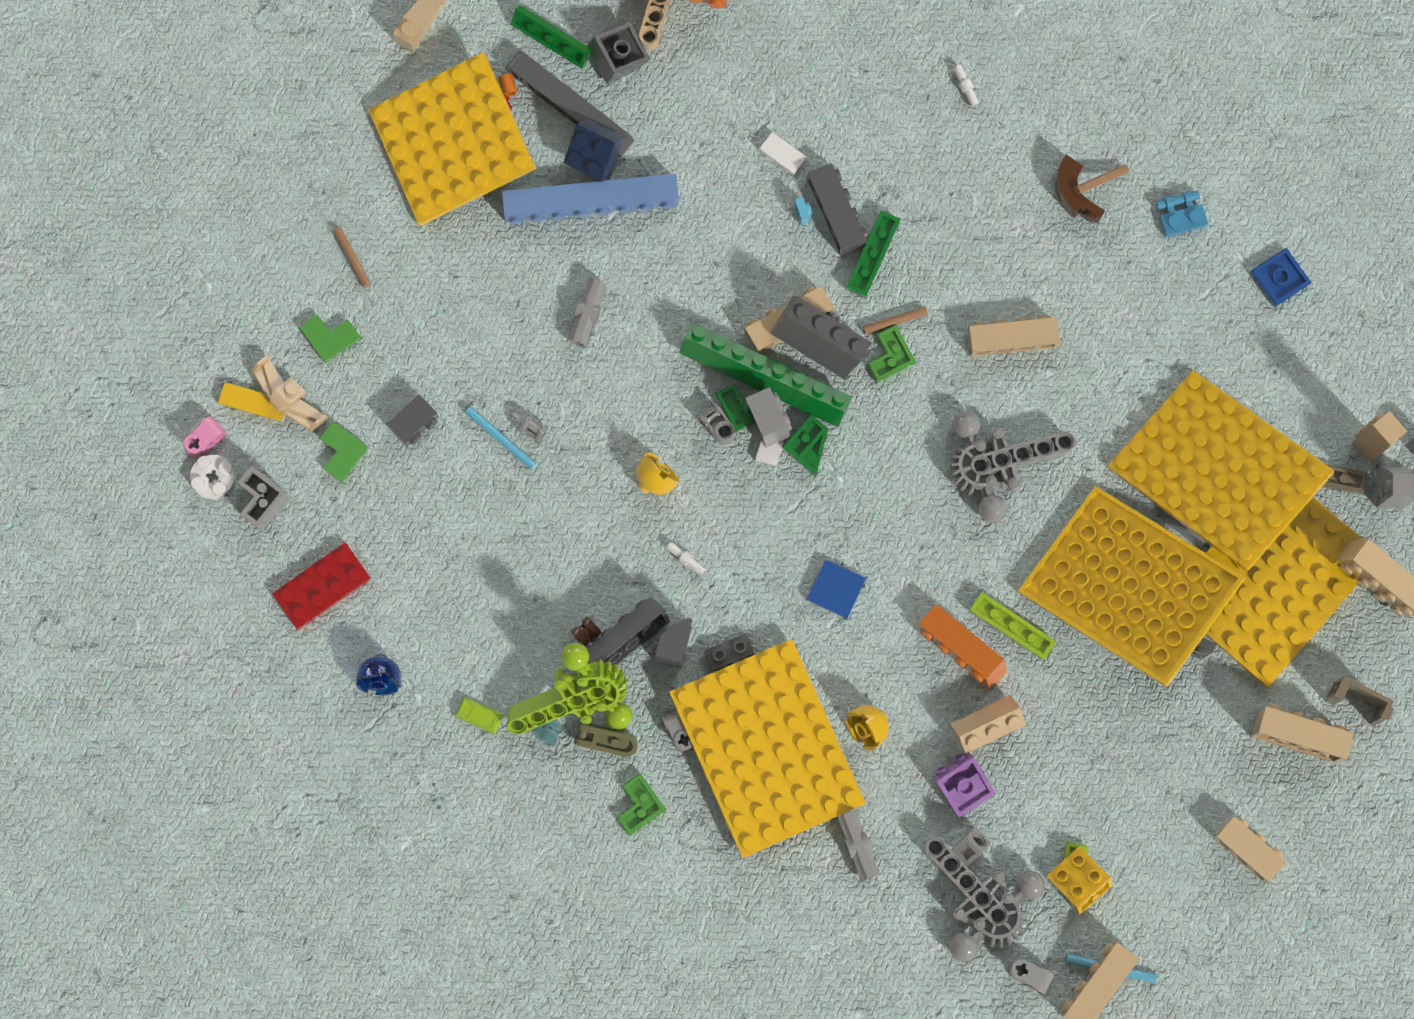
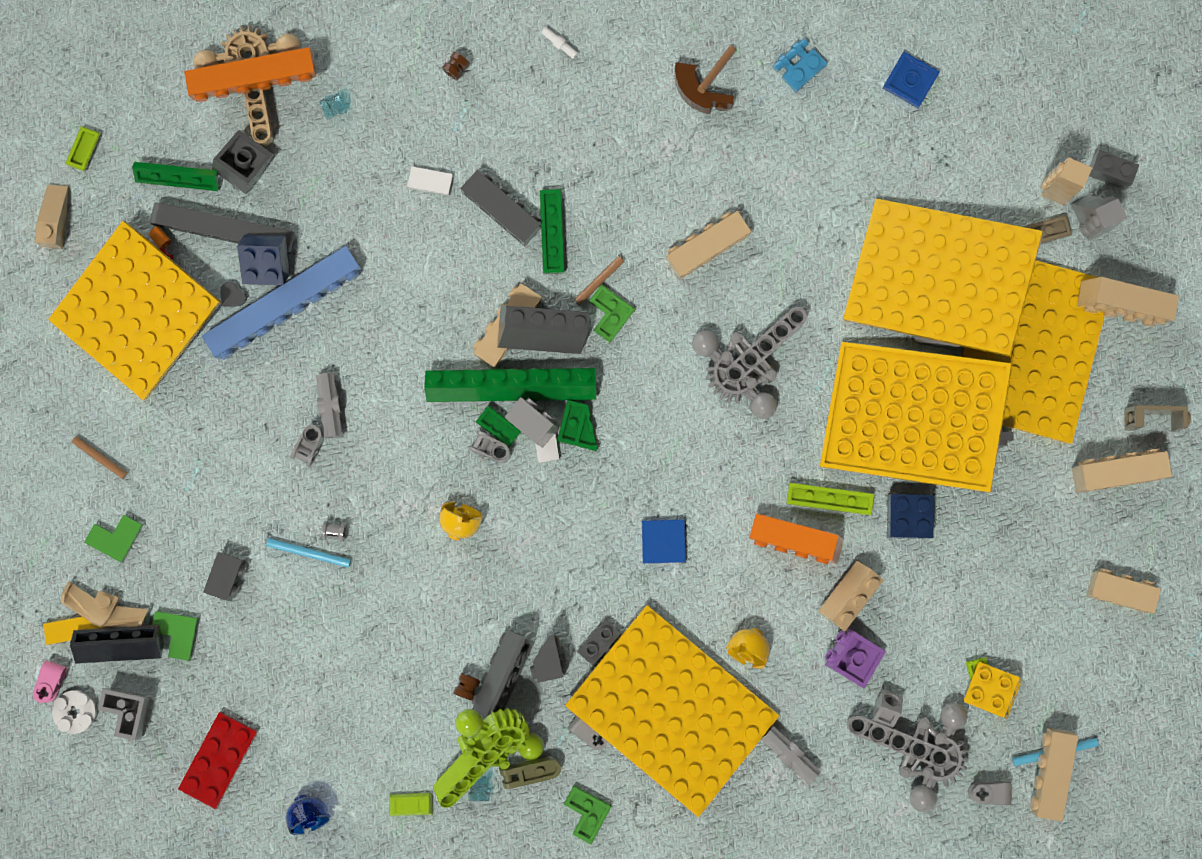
camera: 20 degrees left, 5 degrees up
(283, 433) = (117, 644): none -> black brick
(547, 169) = (231, 295): none -> dark grey tile
(548, 339) = (307, 446): none -> light grey piece
(685, 558) = (521, 579): white bar -> none
(726, 43) = (333, 106): none -> clear light blue wheel
(803, 210) = (471, 223): medium azure plate -> none
(859, 60) = (455, 65): none -> reddish brown wheel
(1080, 679) = (910, 516): none -> dark blue brick

